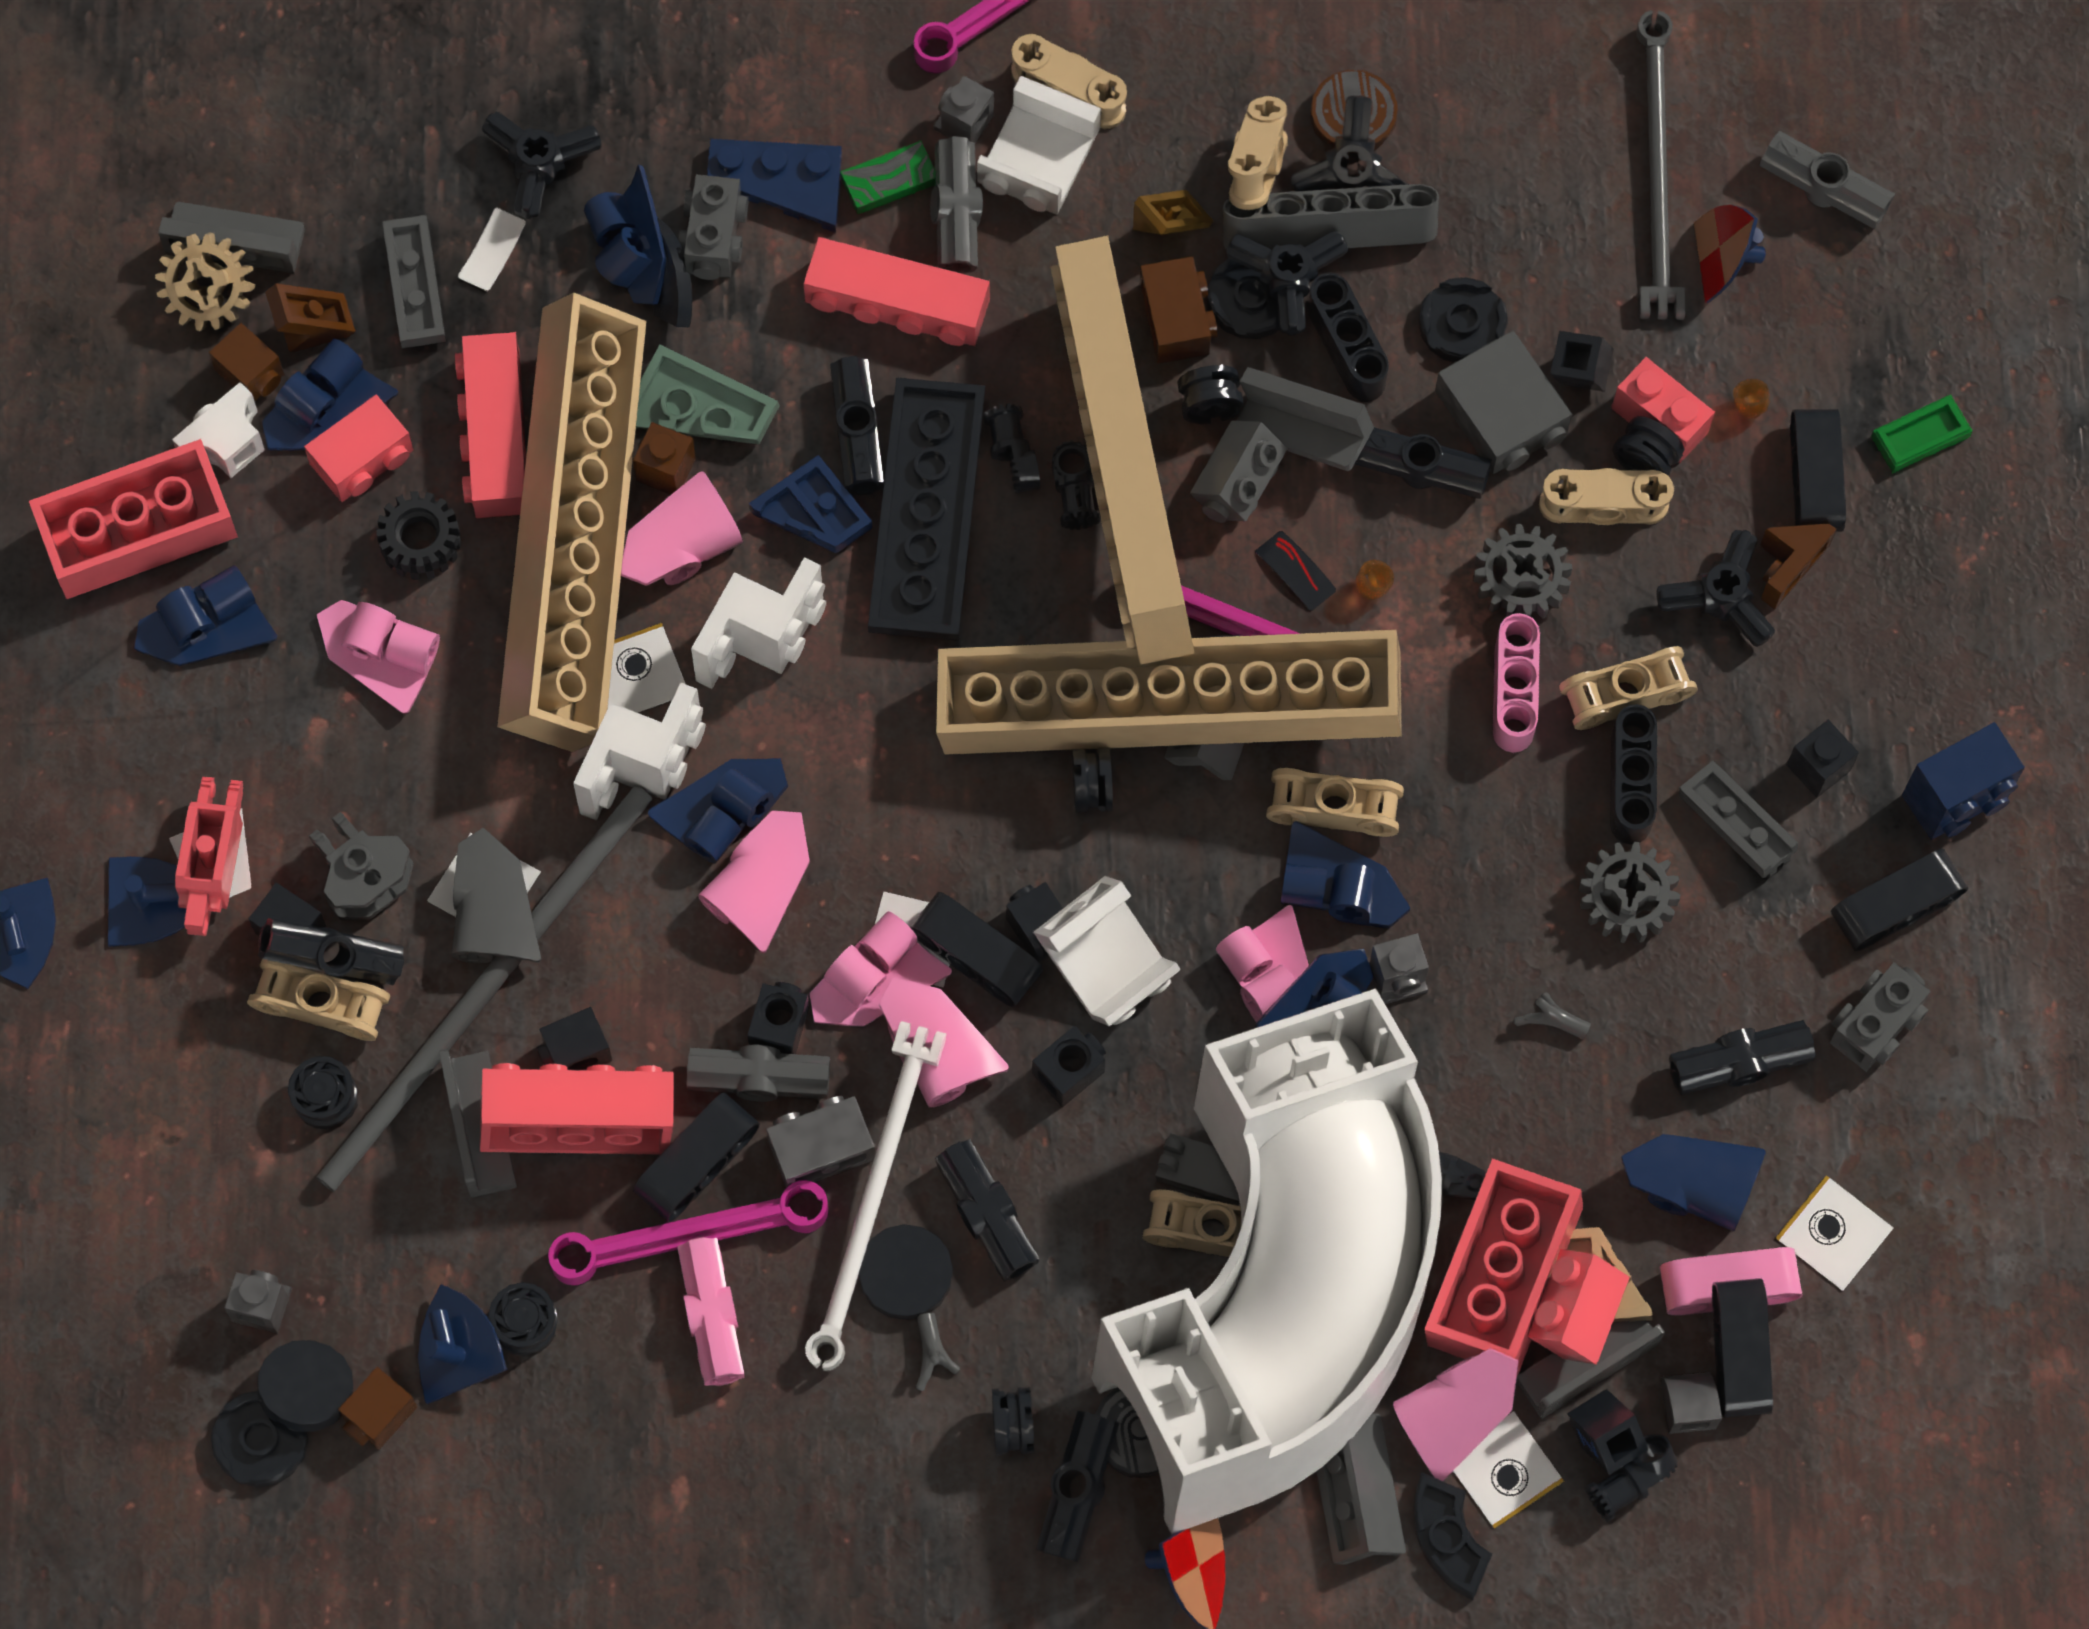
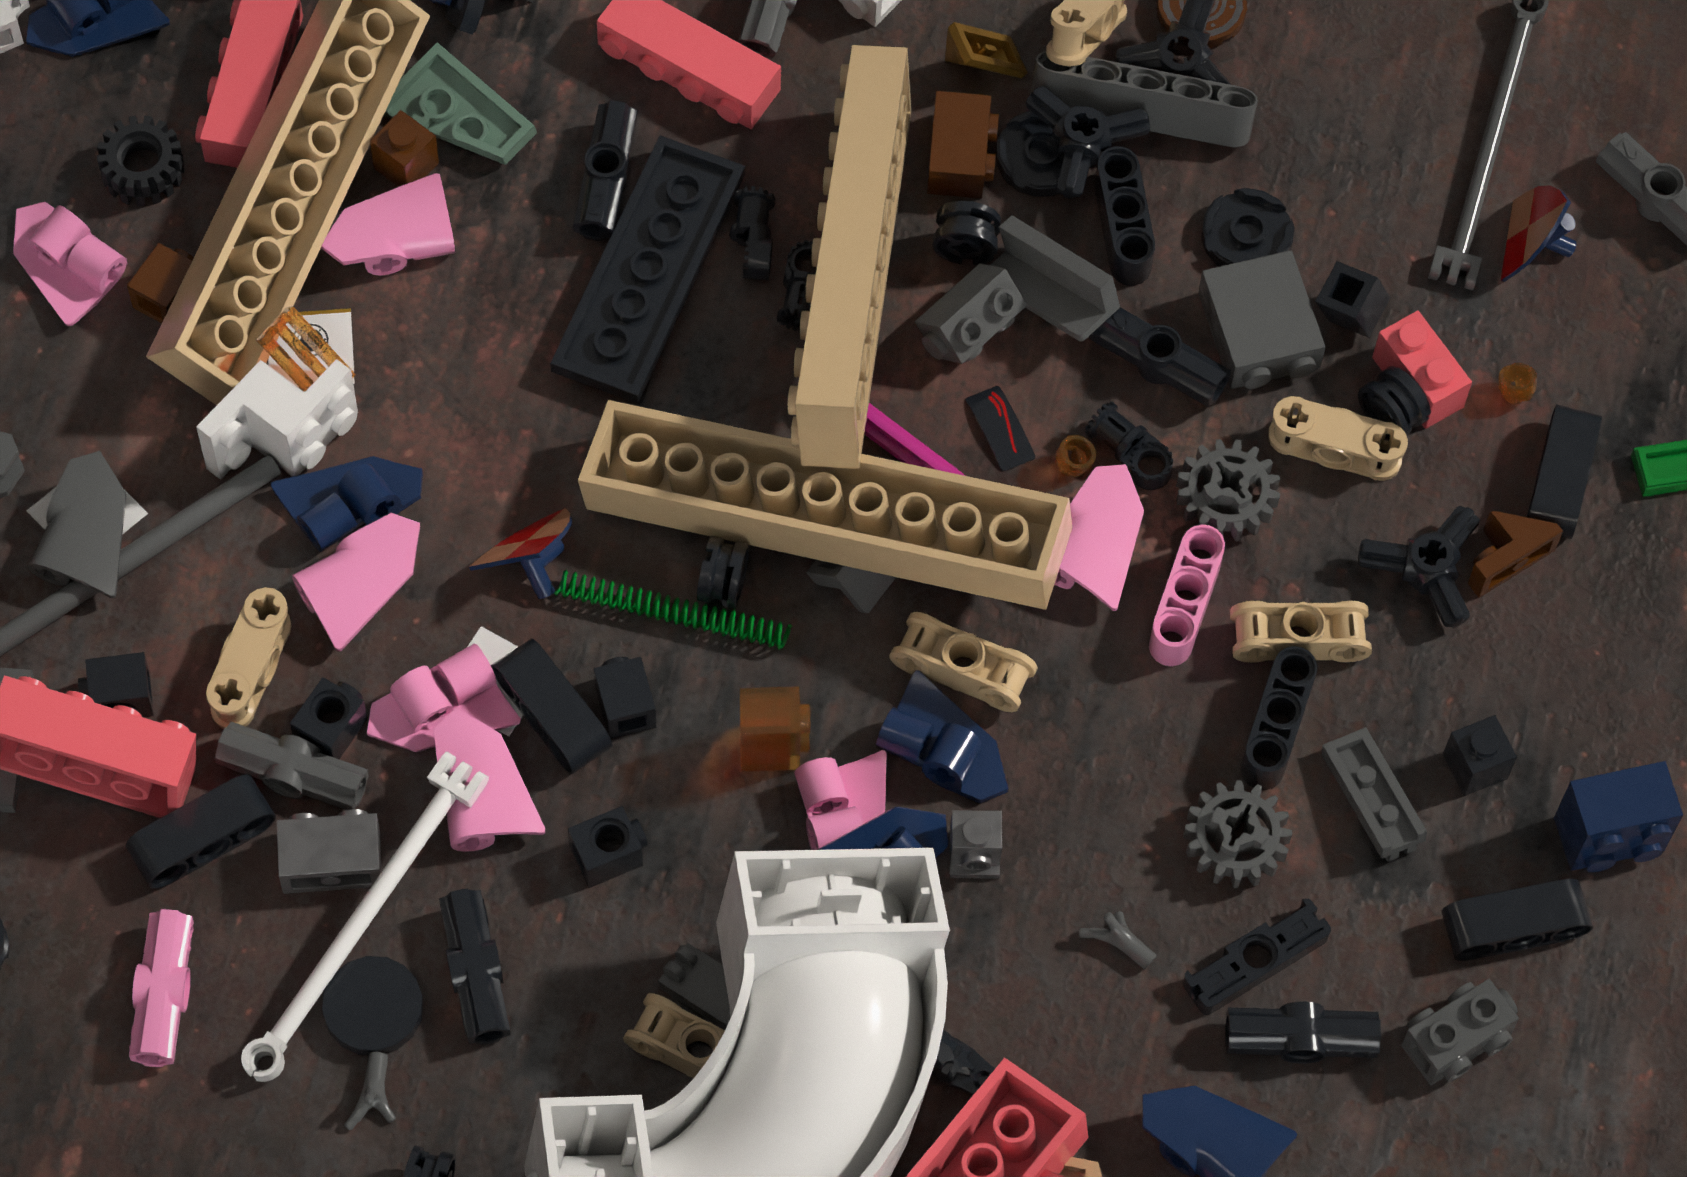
camera: 15 degrees right, 5 degrees down
(359, 449) = (112, 63): coral brick -> none
(482, 649) = (158, 281): none -> reddish brown brick
(645, 666) = (309, 335): none -> clear orange tile
(670, 1235) = (142, 901): dark pink piece -> none
(685, 983) = (249, 658): none -> tan piece
(758, 624) = (439, 329): white bracket -> none
(814, 507) = (536, 237): dark blue wing -> none
(908, 805) = (534, 548): none -> shield
(1053, 827) = (674, 611): none -> green piece
(1105, 953) = (678, 743): white panel -> none
(1186, 915) = (772, 728): none -> clear orange brick
(1421, 555) = (1130, 445): none -> black connector
(1426, 646) = (1103, 534): none -> bright pink panel
(1661, 1022) = (1232, 976): none -> black piece

